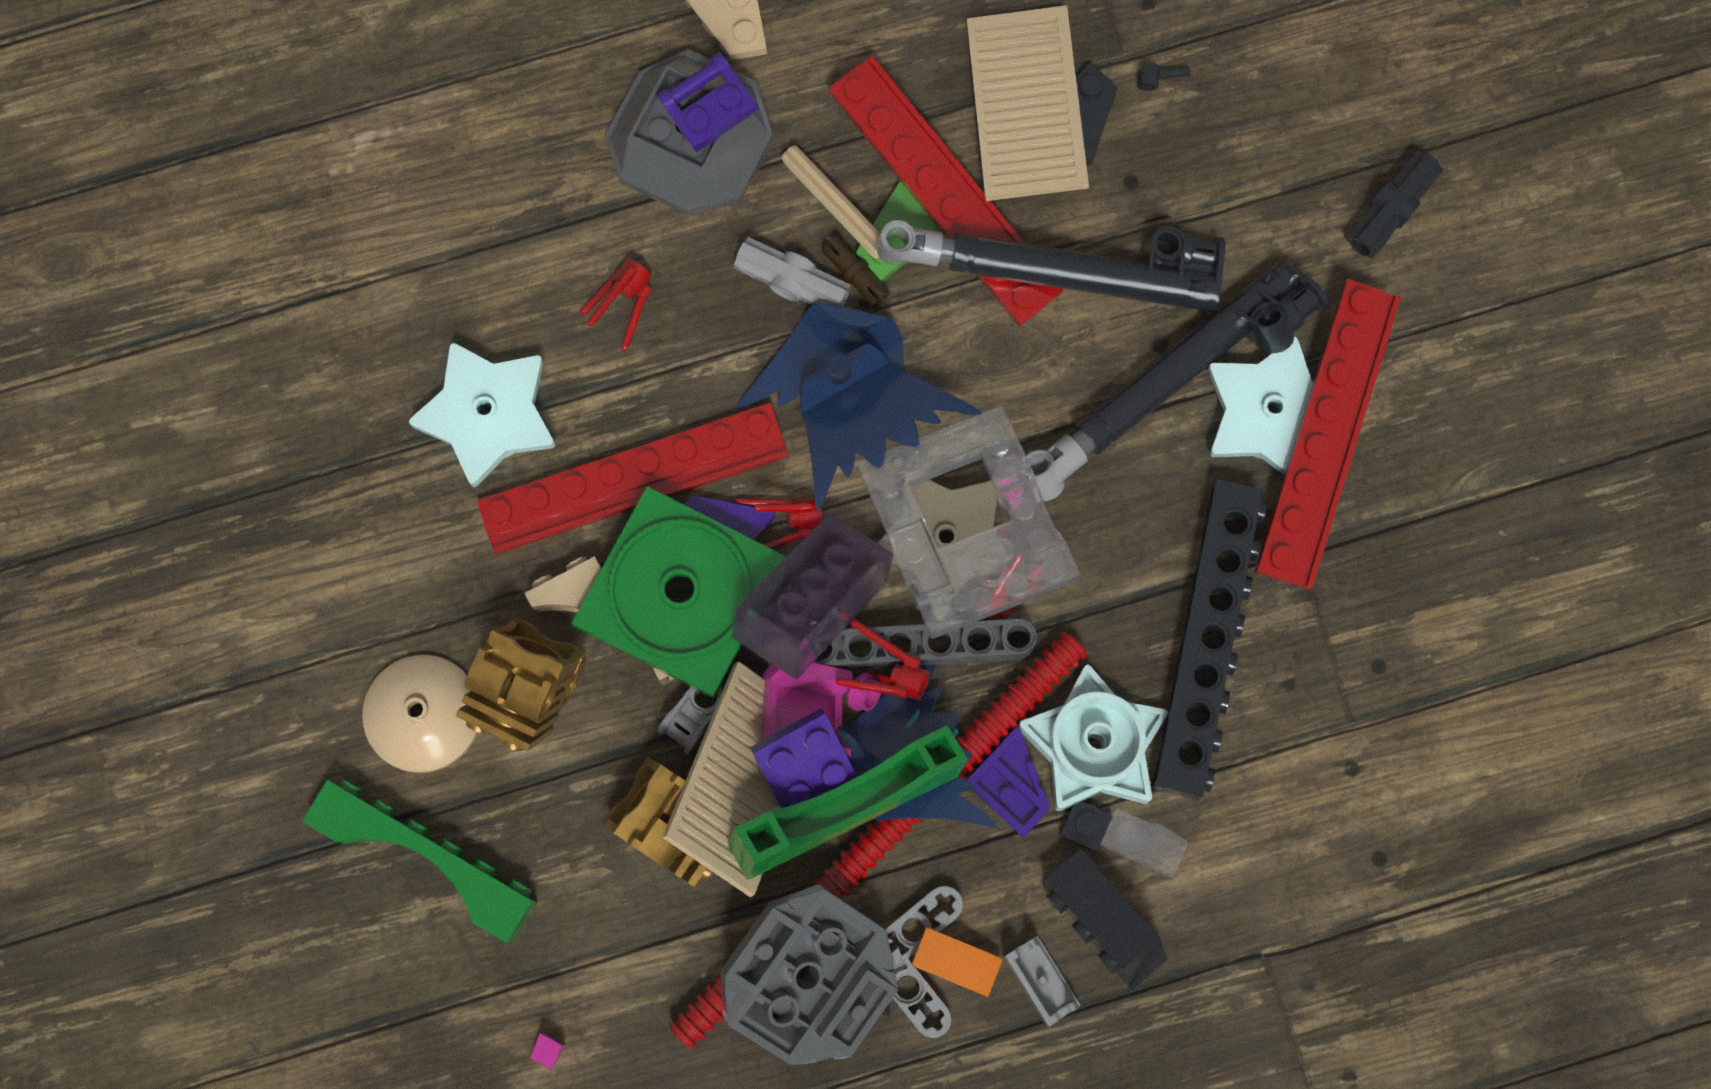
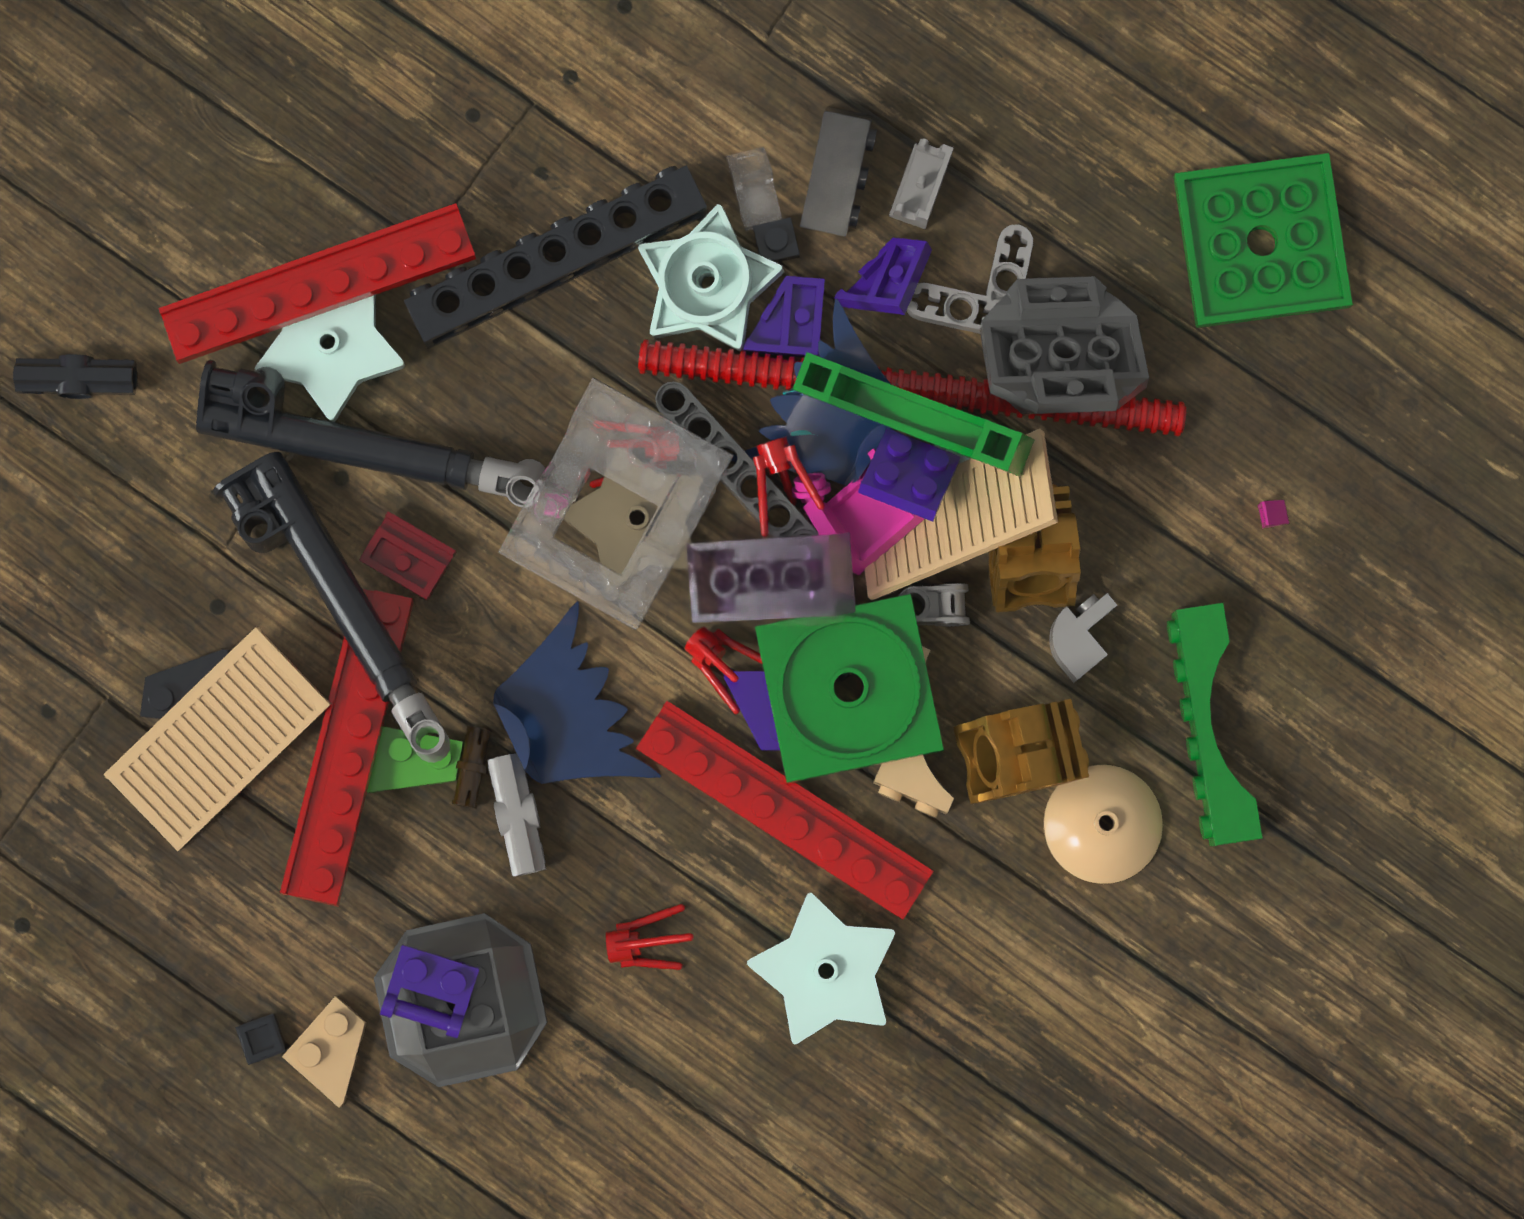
camera: 135 degrees left, 5 degrees up
(578, 800) = (1072, 643): none -> light grey brick
(832, 199) = (425, 832): tan axle -> none
(865, 410) = (587, 666): dark blue piece -> none
(957, 962) = (959, 256): orange slope -> none
(983, 890) = (888, 279): none -> dark purple wing
(1057, 345) = (407, 556): none -> dark red plate
(1151, 73) = (114, 659): black hand -> none

